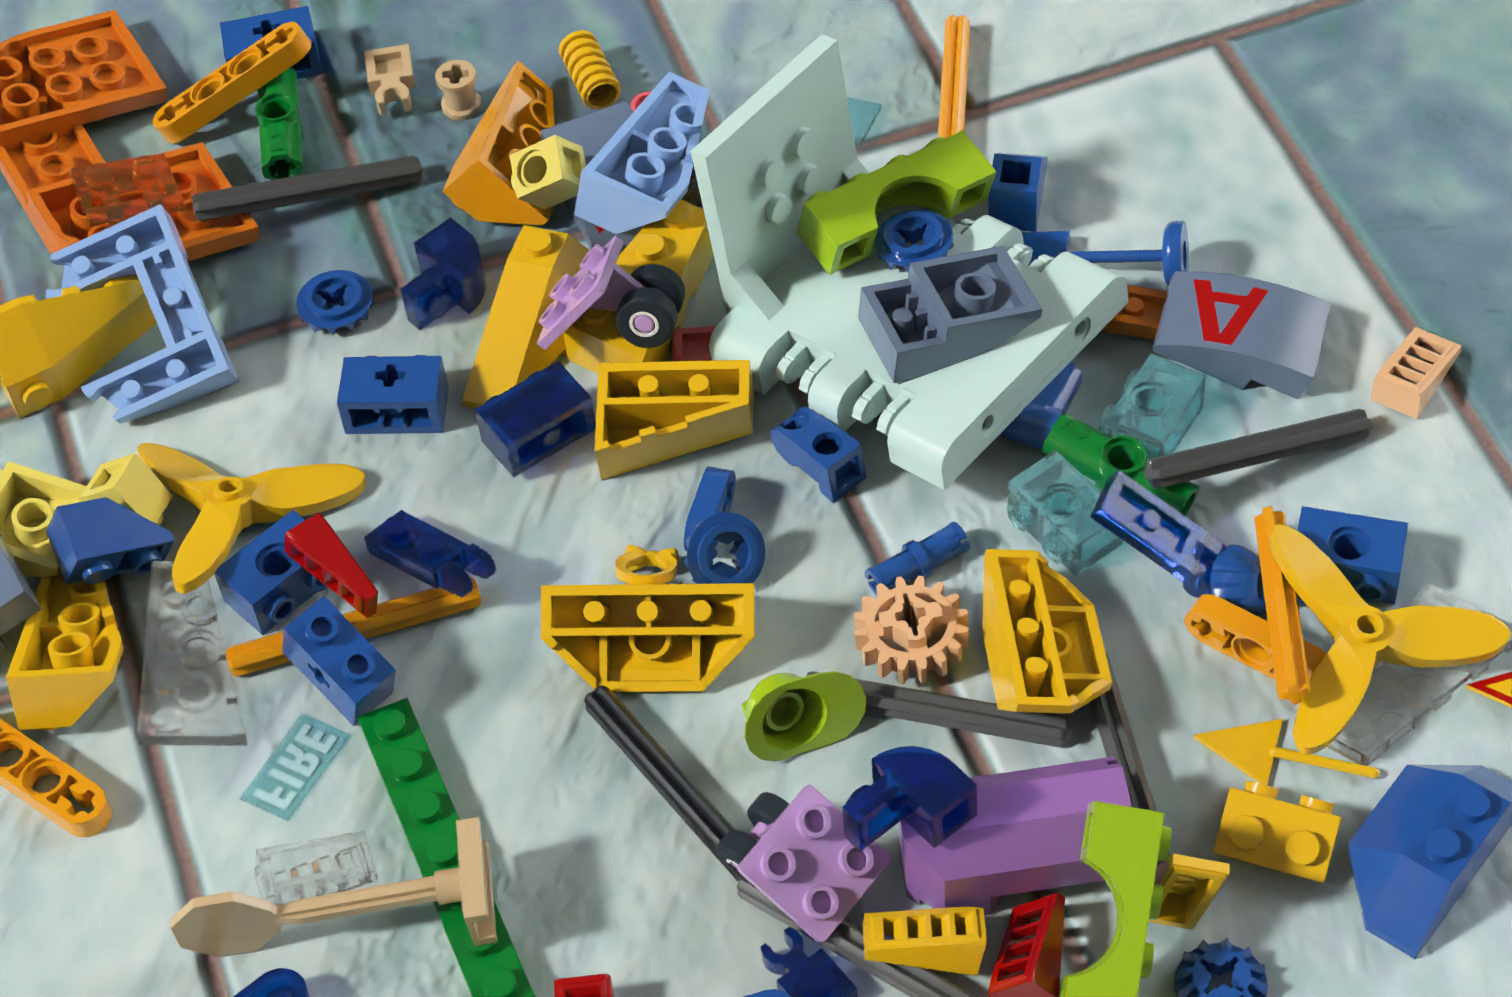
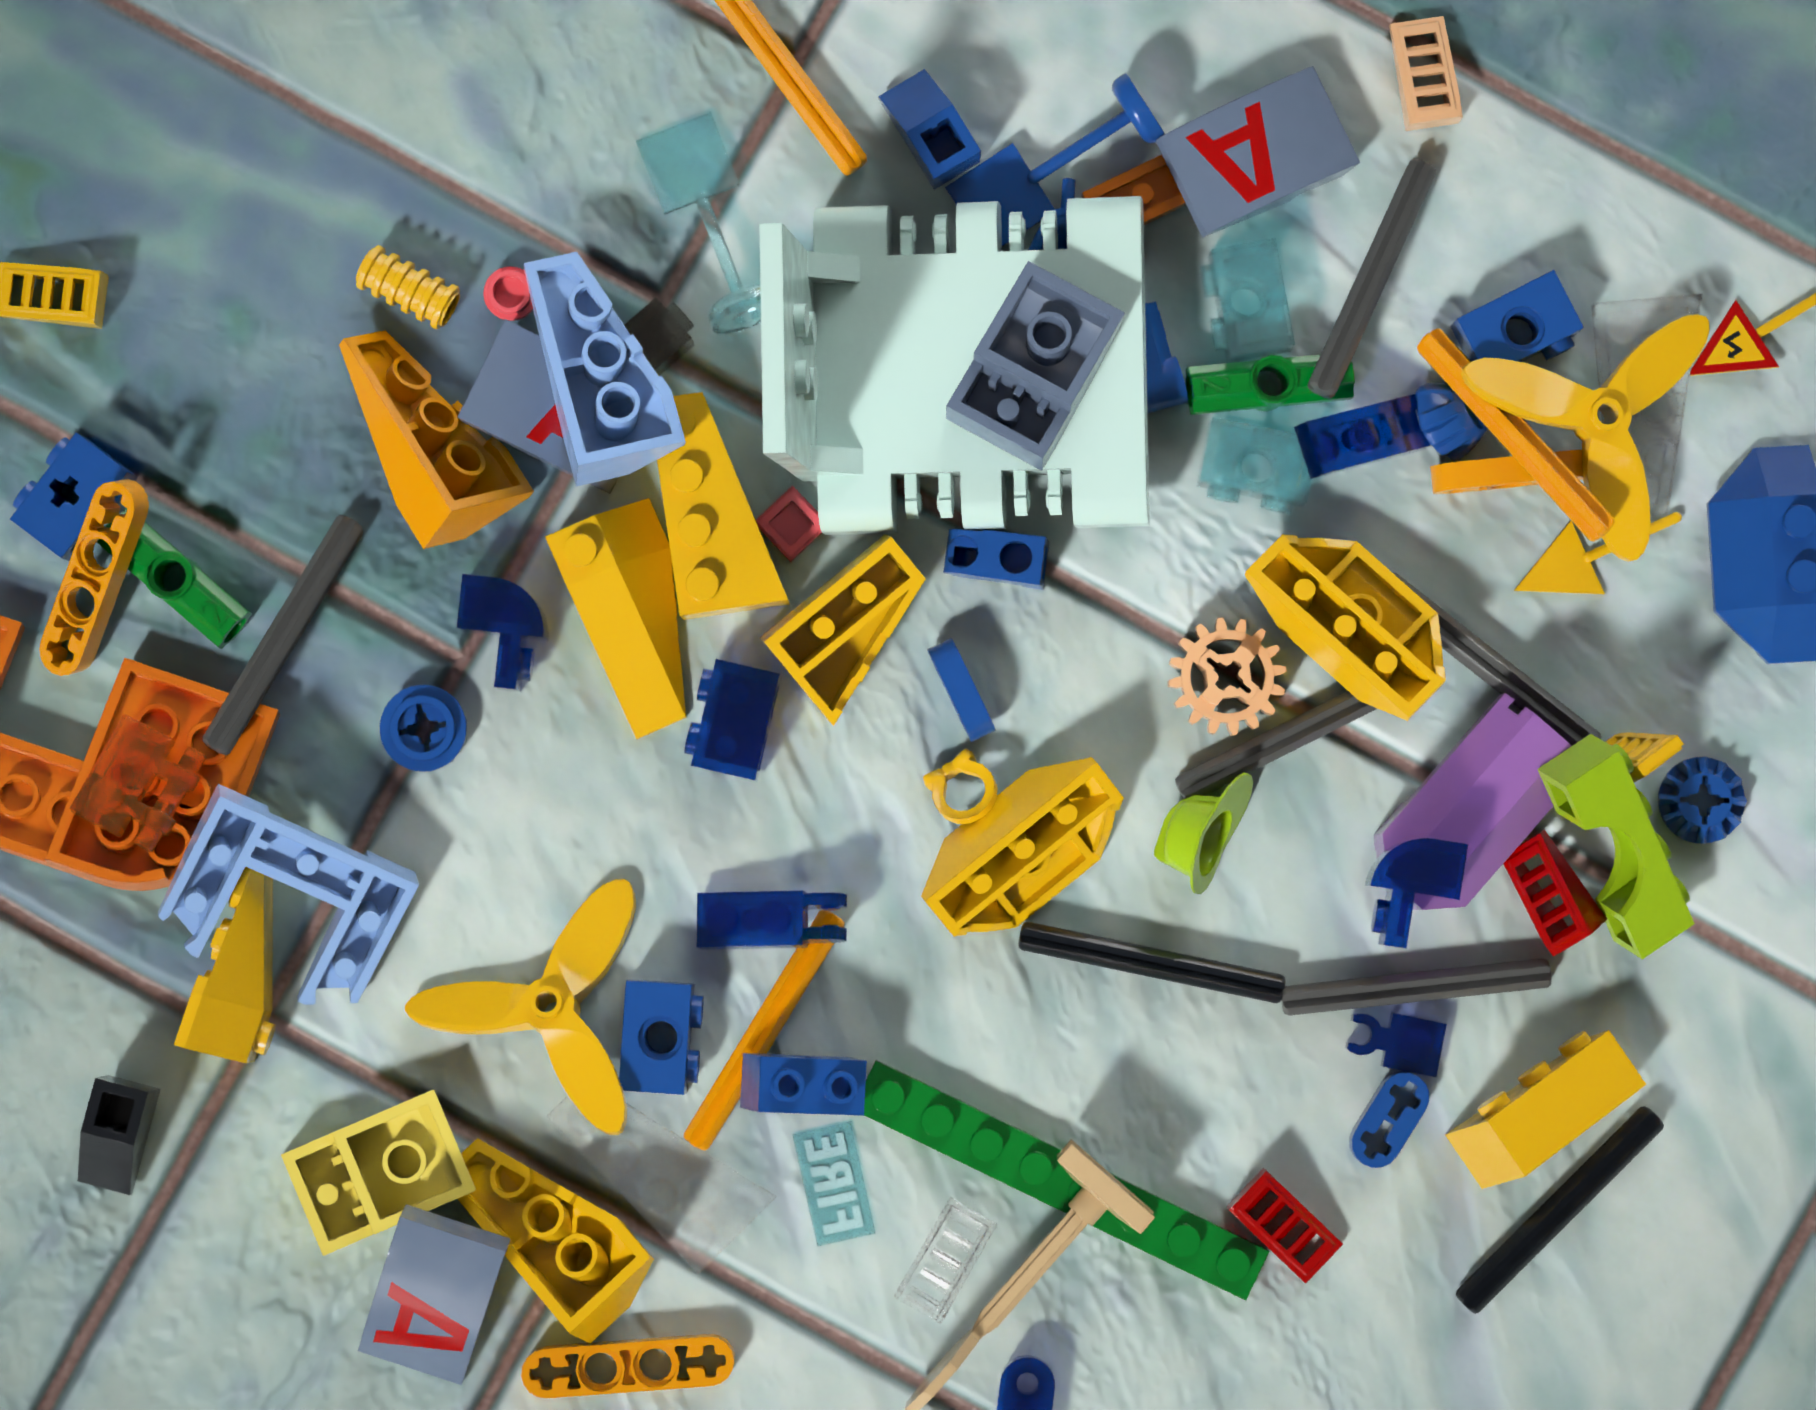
camera: 40 degrees left, 35 degrees up
(104, 540) = (494, 1140): blue slope -> none
(130, 485) = (463, 1078): light yellow brick -> none
(324, 556) = (708, 1012): red slope -> none
(390, 76) = (218, 436): tan plate -> none
(393, 394) = (567, 817): blue brick -> none
(457, 82) = (291, 409): tan bush -> none
(547, 171) = (524, 446): light yellow brick -> none
(644, 301) = (692, 582): plate -> none
(746, 554) = (1024, 746): blue gear -> none
(803, 859) = (1338, 971): lavender plate -> none
(911, 227) = (909, 282): blue gear -> none
(919, 557) = (1170, 600): blue pin -> none
(928, 938) = (1502, 916): yellow slope -> none
(942, 176) = (863, 336): lime arch -> none
(1278, 832) = (1651, 634): yellow bracket -> none

